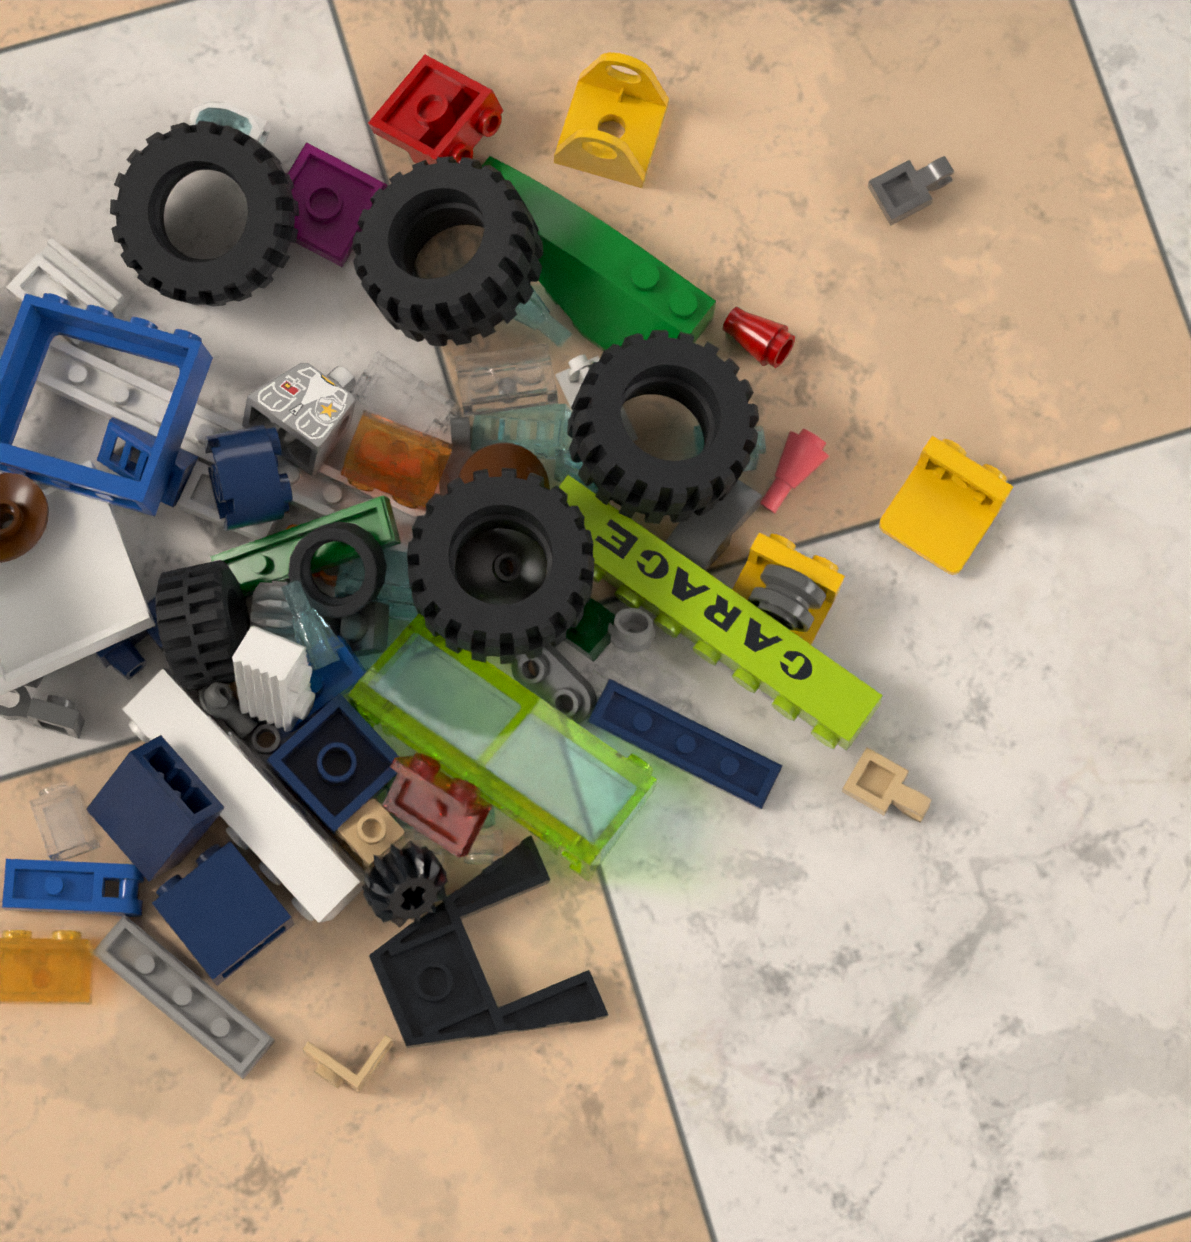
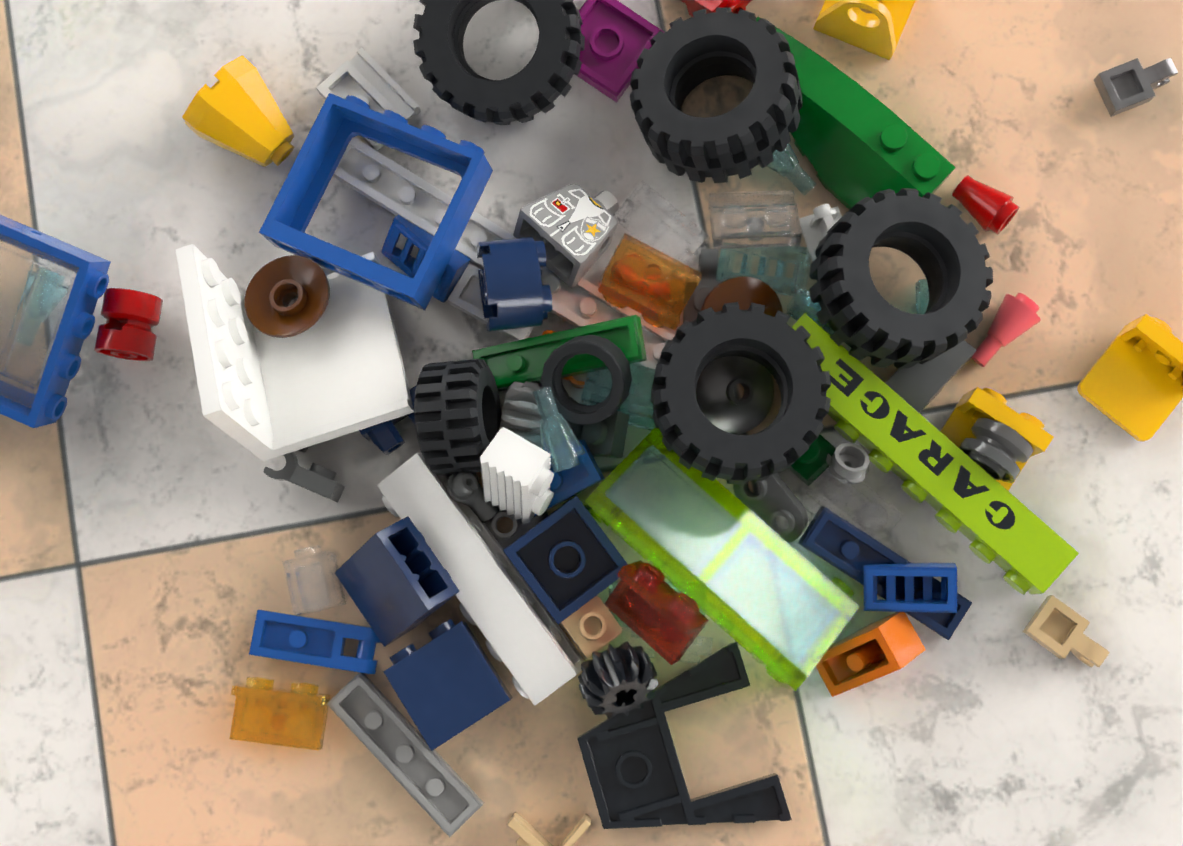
camera: 10 degrees right, 5 degrees up
(674, 831) = (870, 653): none -> orange slope
(751, 750) = (945, 604): none -> blue slope

